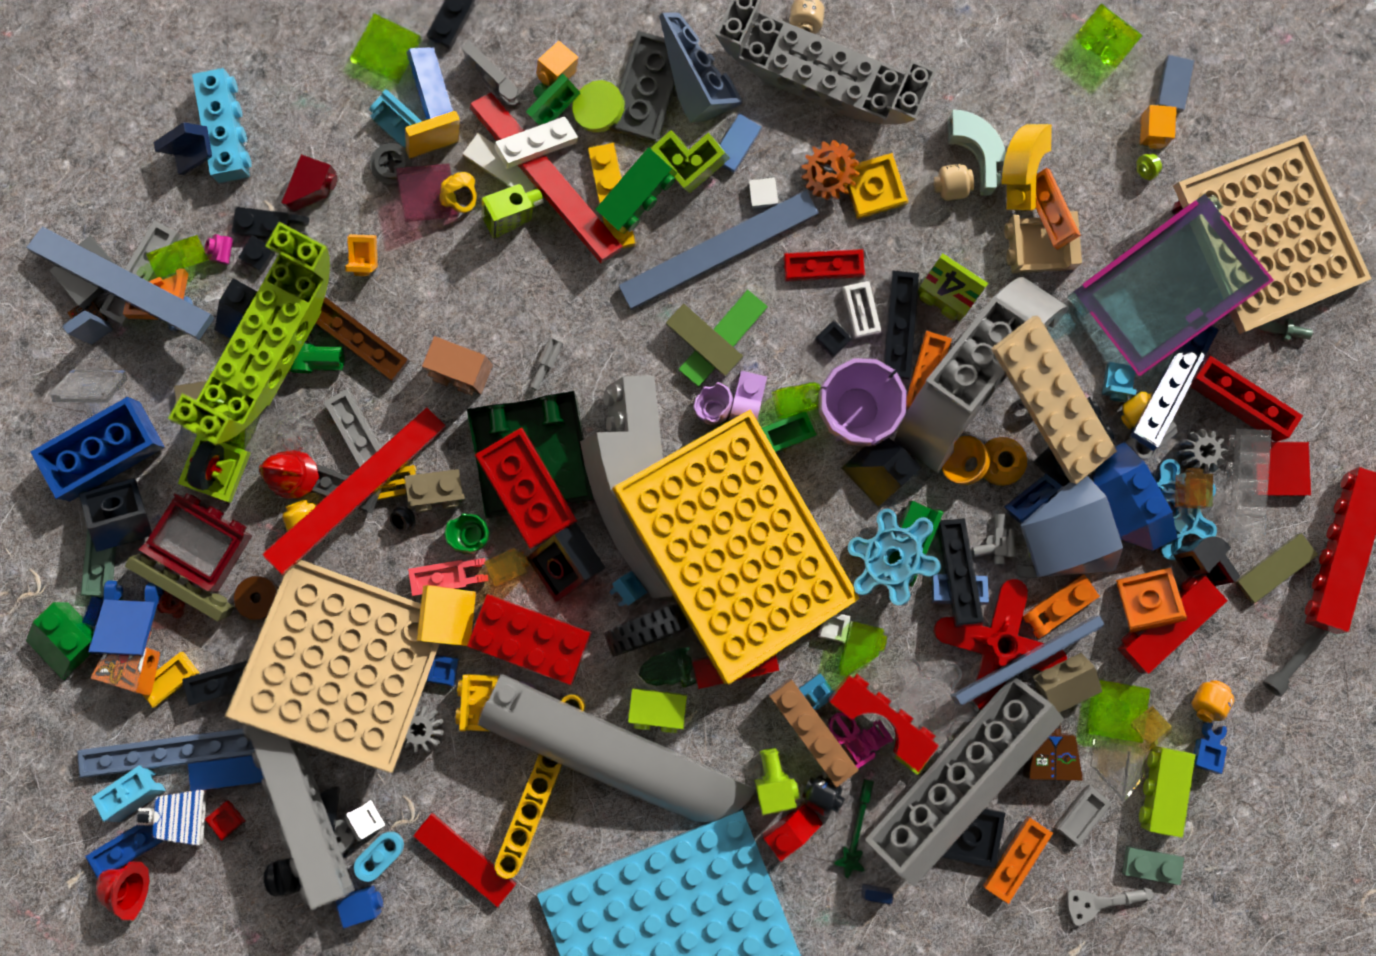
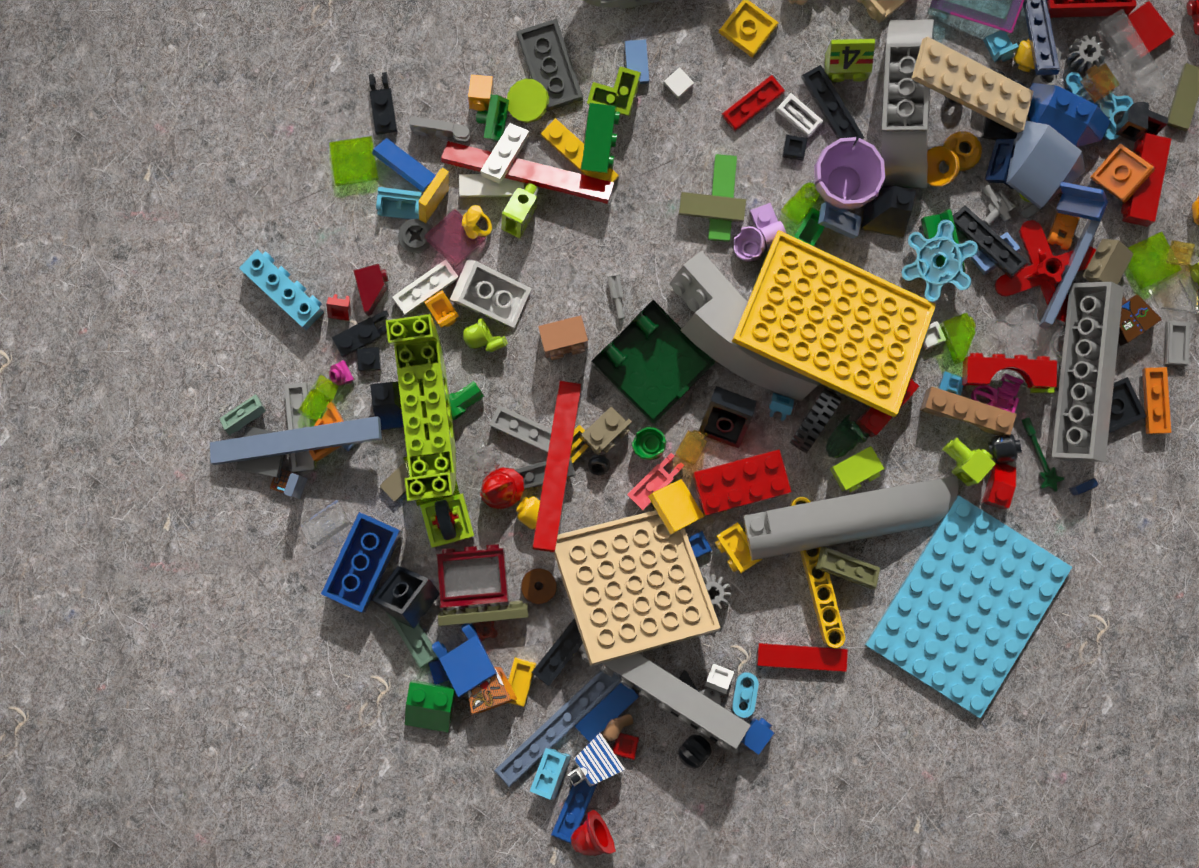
camera: 35 degrees left, 0 degrees up
(93, 221) = (242, 415): none -> sand green plate
(188, 144) = (271, 319): dark blue panel -> none
(228, 793) = (615, 727): none -> medium nougat arm
(263, 183) = (338, 308): none -> red tile
(361, 340) = (481, 367): reddish brown plate -> none
(362, 221) = (425, 287): none -> white plate
(381, 306) = (479, 336): none -> lime piece
(421, 272) = (490, 293): none -> white slope
(526, 488) = (667, 385): red tile -> none
(573, 803) = (848, 568): none -> olive tile
(697, 81) = (584, 39): sand blue wedge -> none
(718, 250) = (676, 141): sand blue tile -> none
(823, 444) = (839, 220): none -> medium blue plate
(836, 159) = (713, 28): orange gear -> none
(931, 353) = (869, 120): orange plate -> none
(1084, 600) = (1082, 201): none -> blue panel

